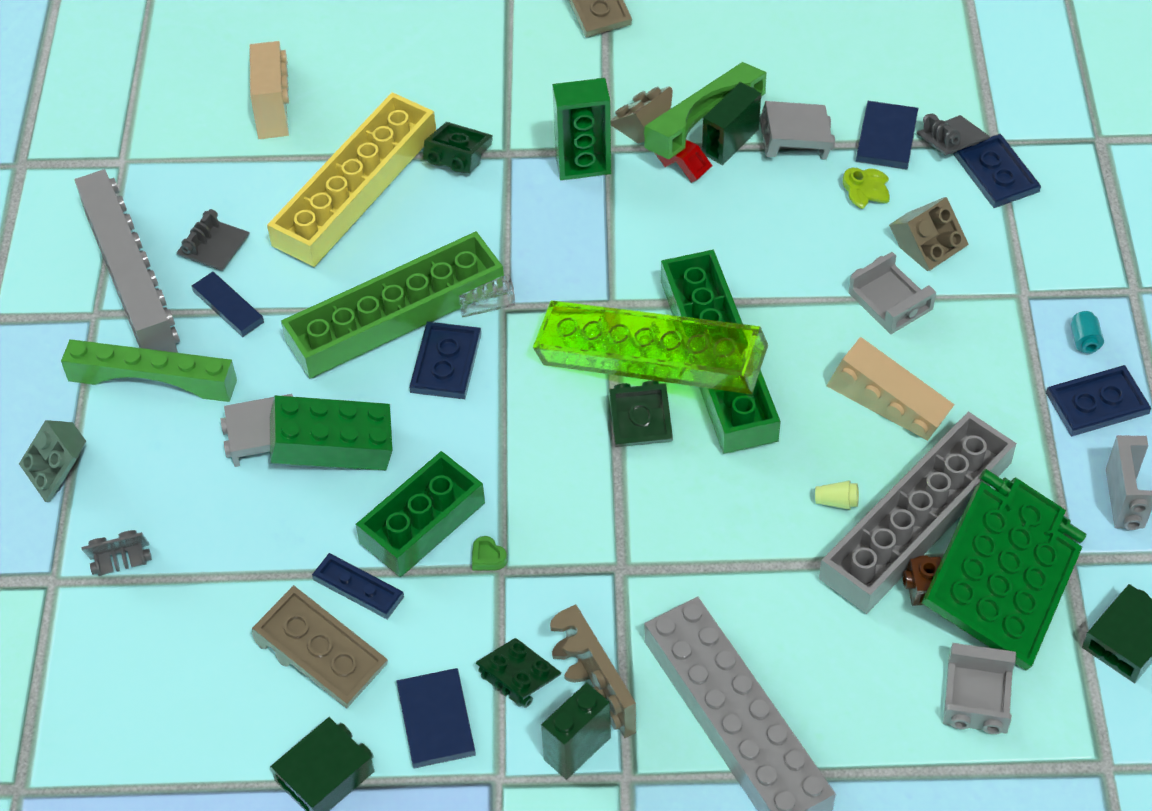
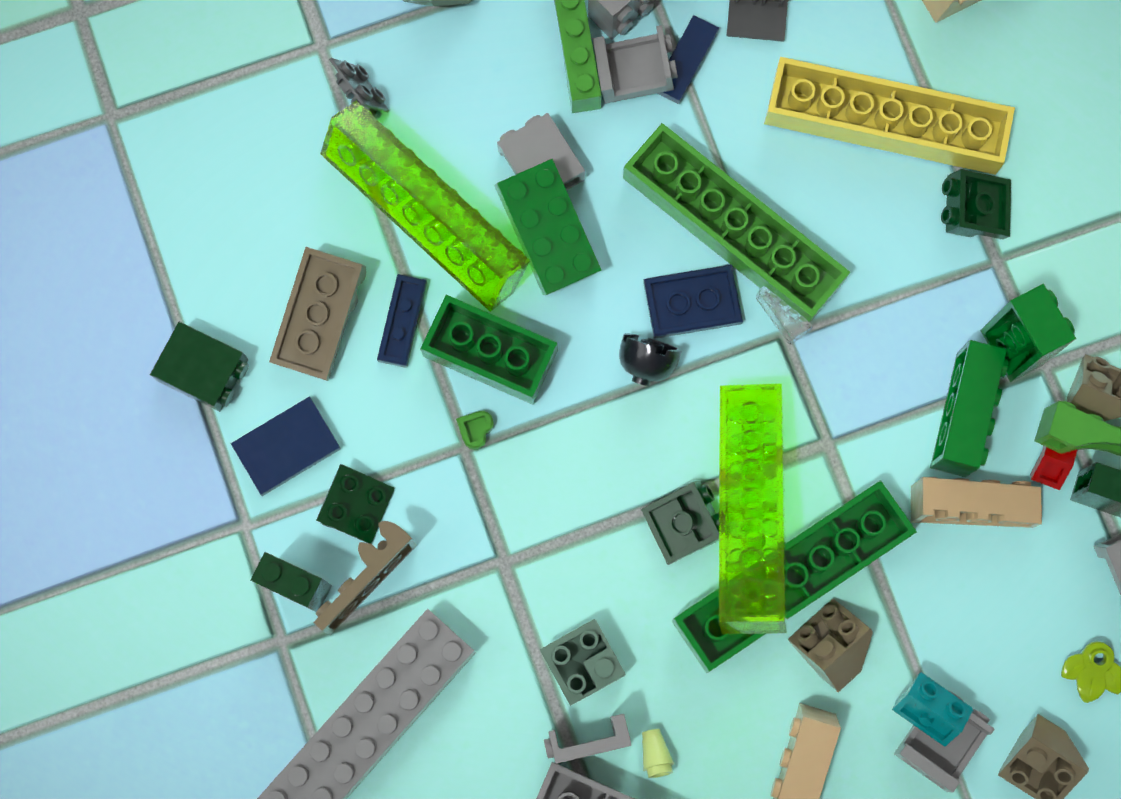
camera: 70 degrees right, 25 degrees up
(217, 329) = (635, 66): none -> light grey panel
(259, 523) = (423, 206): none -> clear neon green brick
(484, 398) = (647, 358): none -> black cylinder
(624, 194) = (969, 409): none -> green brick
(702, 213) = (975, 503): none -> tan wedge
(738, 516) = (582, 662): none -> sand green slope
(790, 339) = (833, 644): none -> dark tan slope
(811, 513) = (620, 740): none -> light grey panel
(865, 285) = (933, 709): none -> teal bracket

